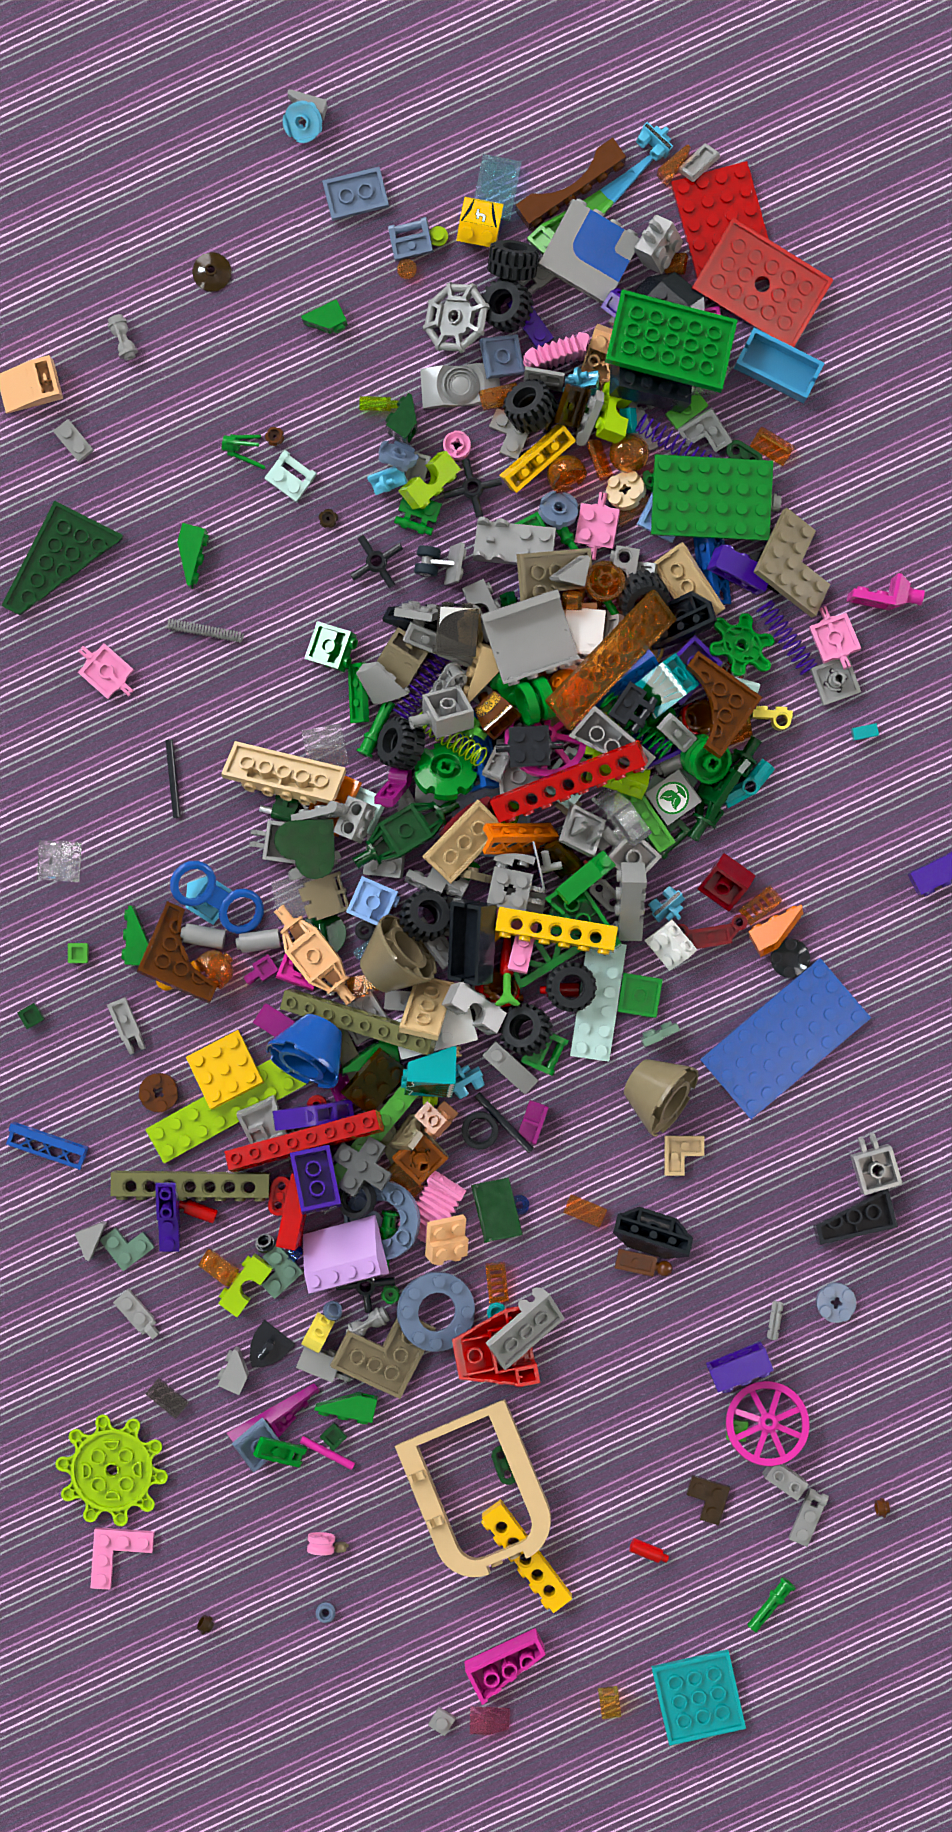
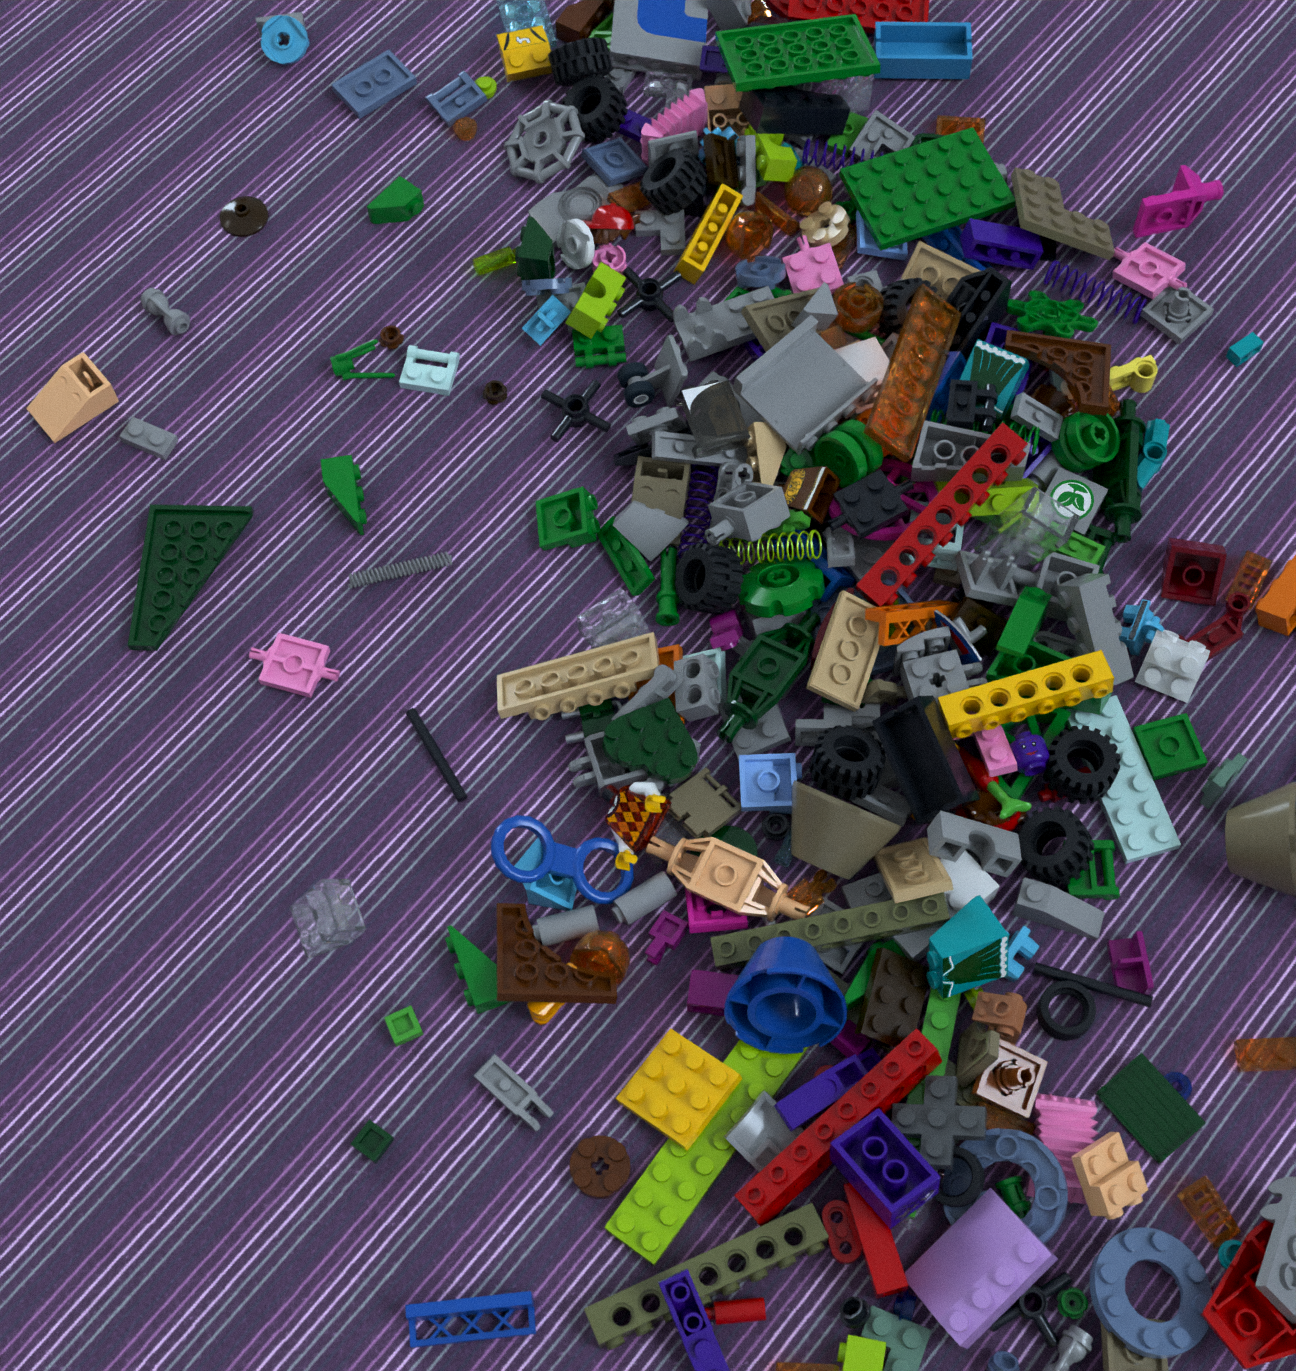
camera: 20 degrees left, 25 degrees down
(274, 889) = (634, 818): none -> torso
(438, 423) = (576, 243): none -> white plate
(467, 417) = (610, 222): none -> red hair
(541, 966) = (1030, 753): none -> dark purple head
(580, 309) = (667, 86): none -> clear plate

